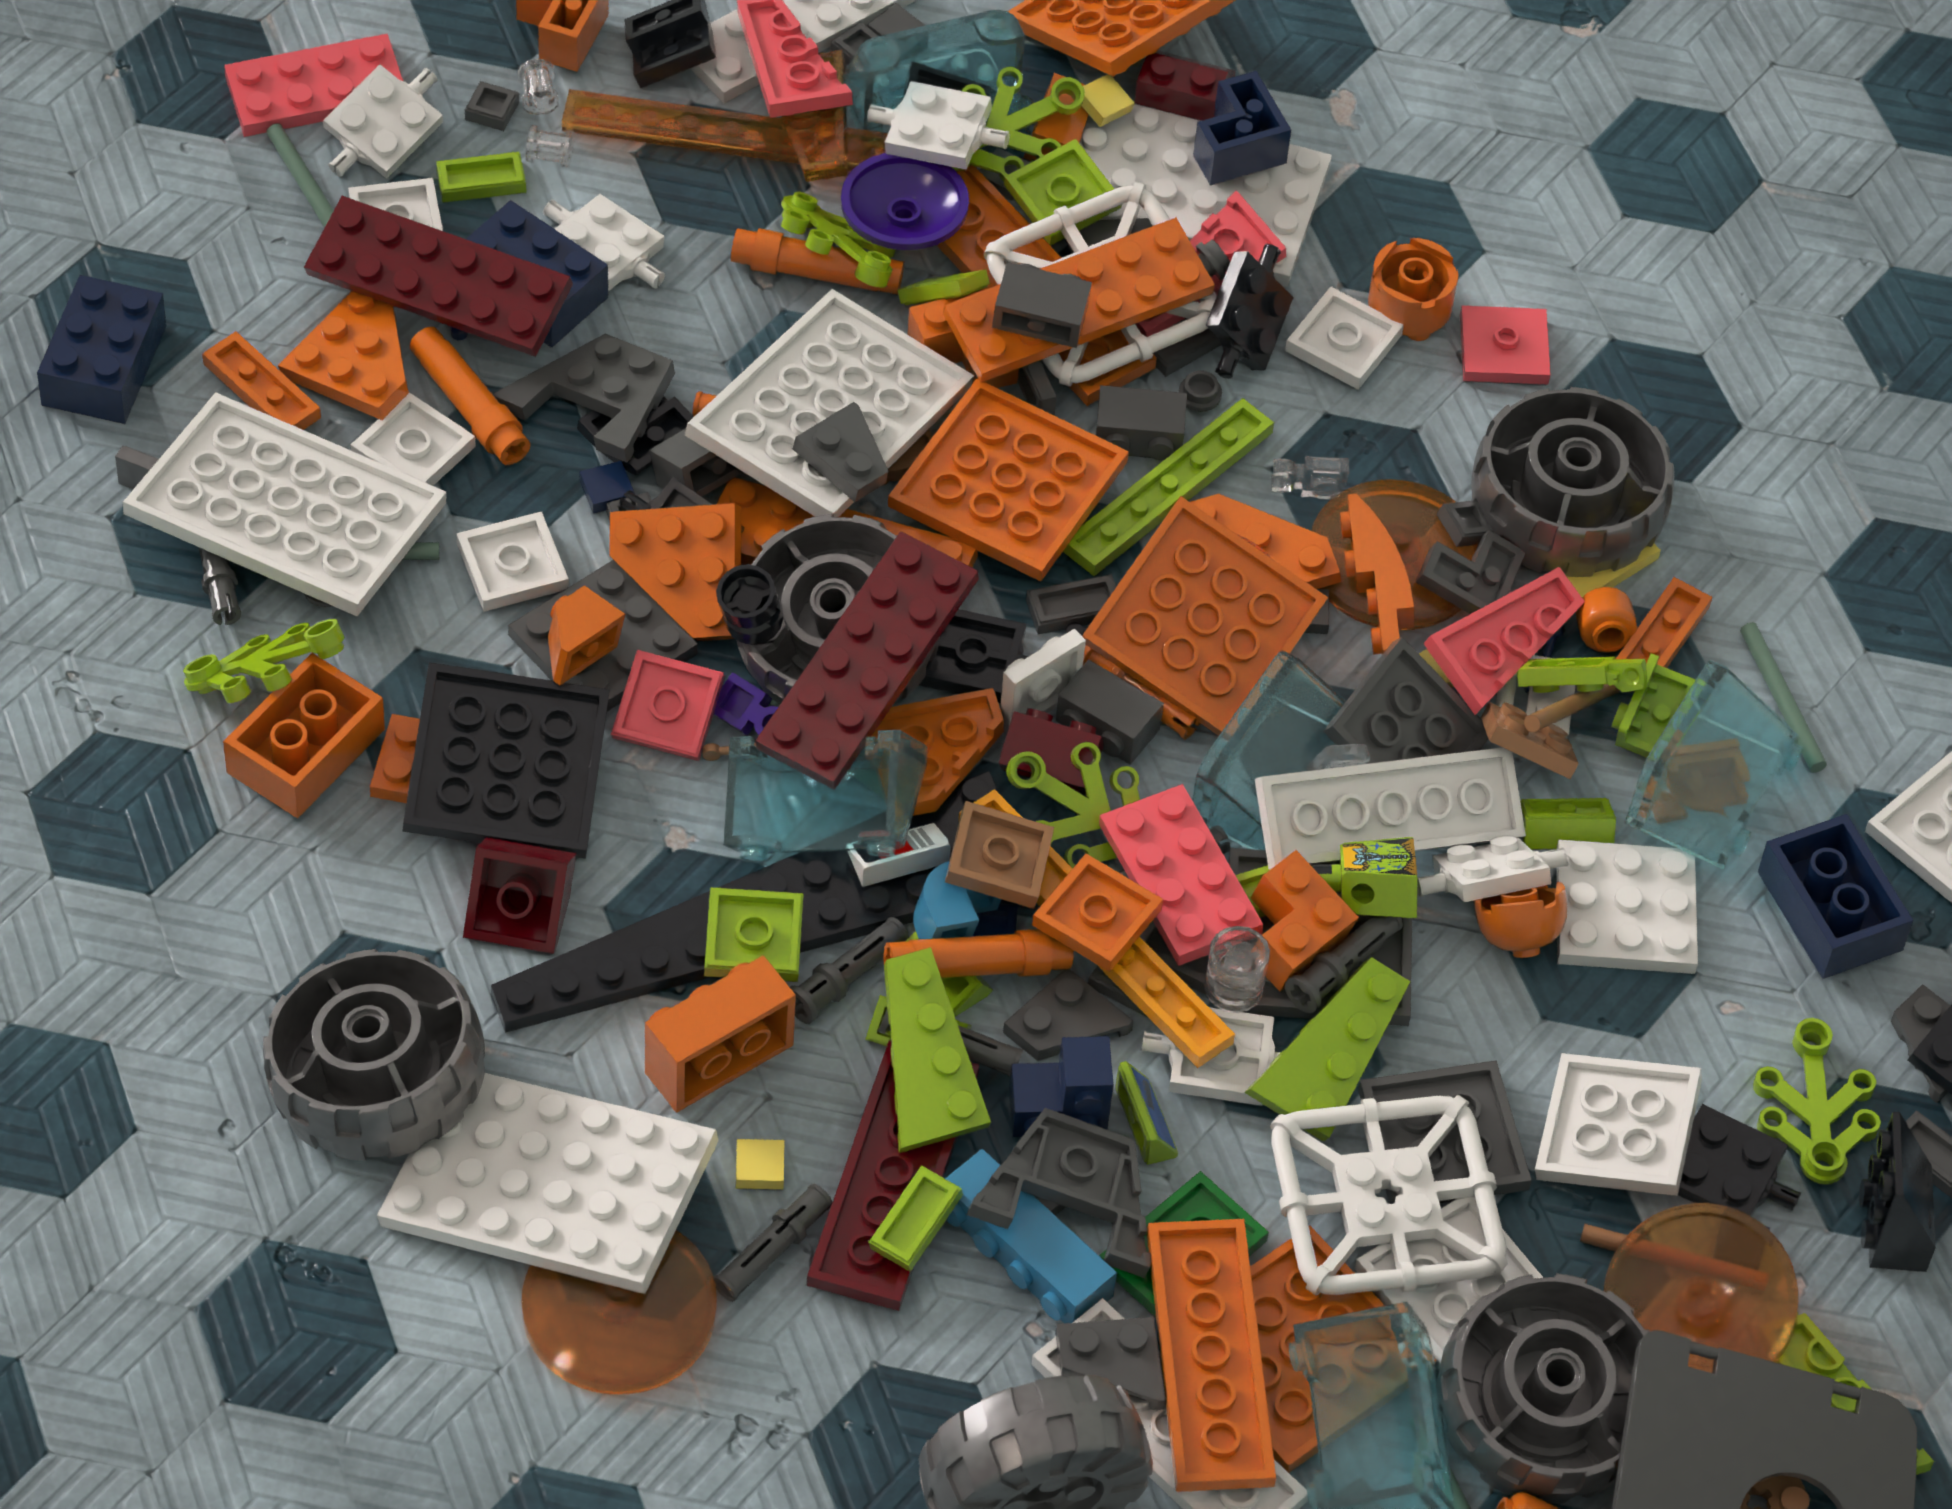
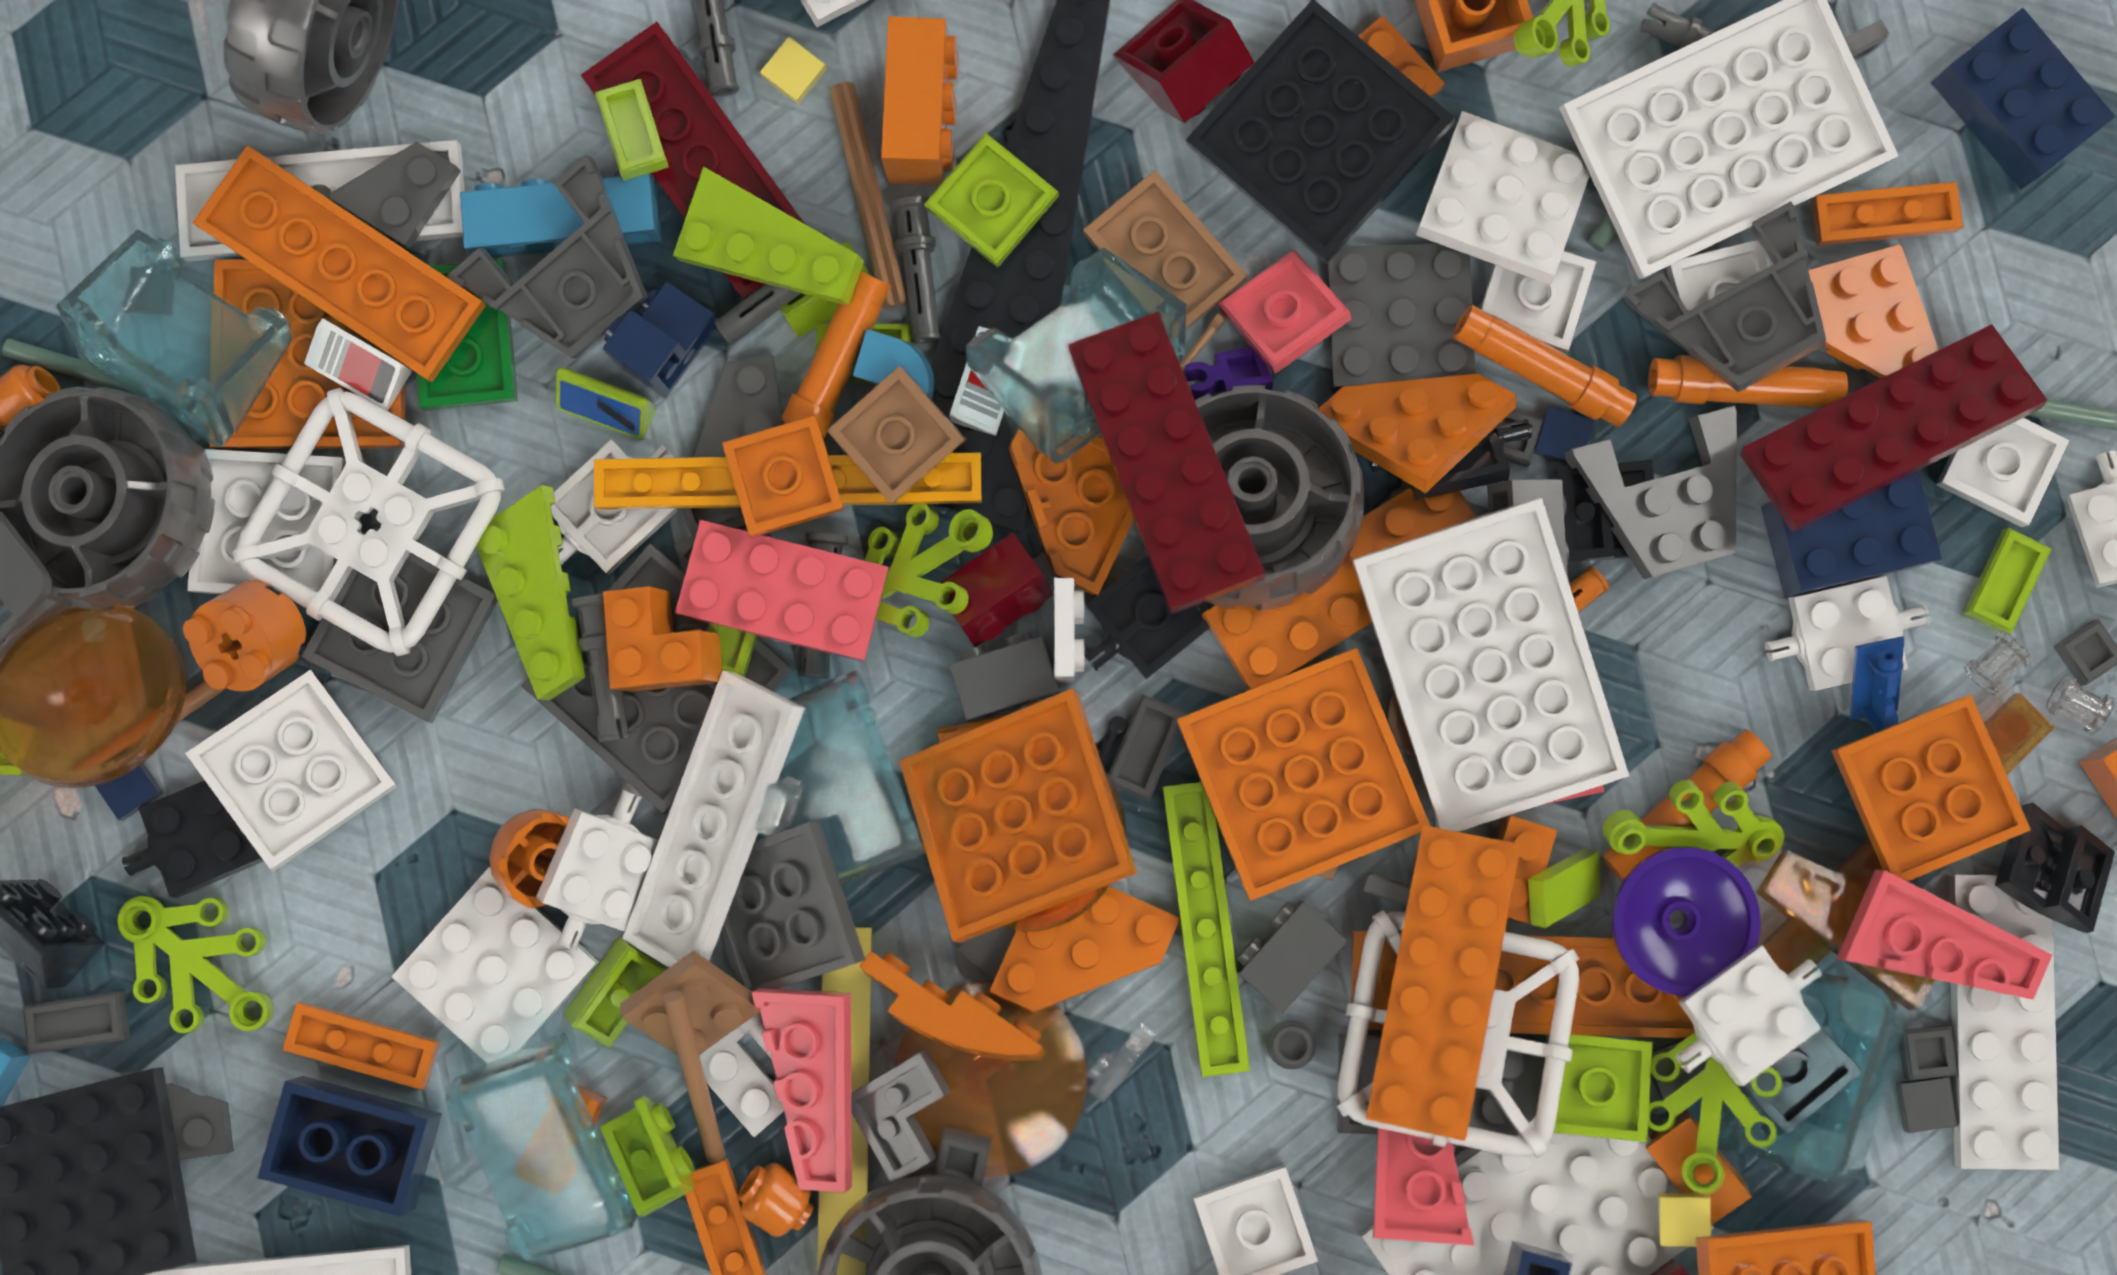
camera: 135 degrees right, 30 degrees up
(428, 396) = (1755, 323): none -> dark grey wing
(455, 614) = (1505, 198): none -> white plate
(562, 490) = (1583, 387): none -> orange piece
(581, 632) = (1397, 267): orange slope -> none
(631, 192) = (1877, 682): none -> blue hinge
(682, 124) = (1931, 789): none -> orange plate
(684, 814) = (1168, 245): none -> medium nougat plate
(749, 604) = (1293, 396): black wheel -> none
(812, 1048) = (867, 192): none -> medium nougat axle
(844, 452) = (1415, 623): dark grey wing -> none
(1041, 304) = (1444, 920): dark grey brick -> none
(1213, 259) = (1402, 1148): dark grey plate -> none
(1237, 969) = (651, 557): clear wheel -> none
(1249, 311) = (1331, 1146): black plate -> none
(1276, 1288) = (356, 365): none -> slope
(1376, 877) = (647, 743): lime torso -> none
(1553, 1211) = (245, 636): none -> orange brick
(1585, 673) = (714, 1106): lime hinge -> none
(1764, 950) = (361, 1045): none -> orange plate

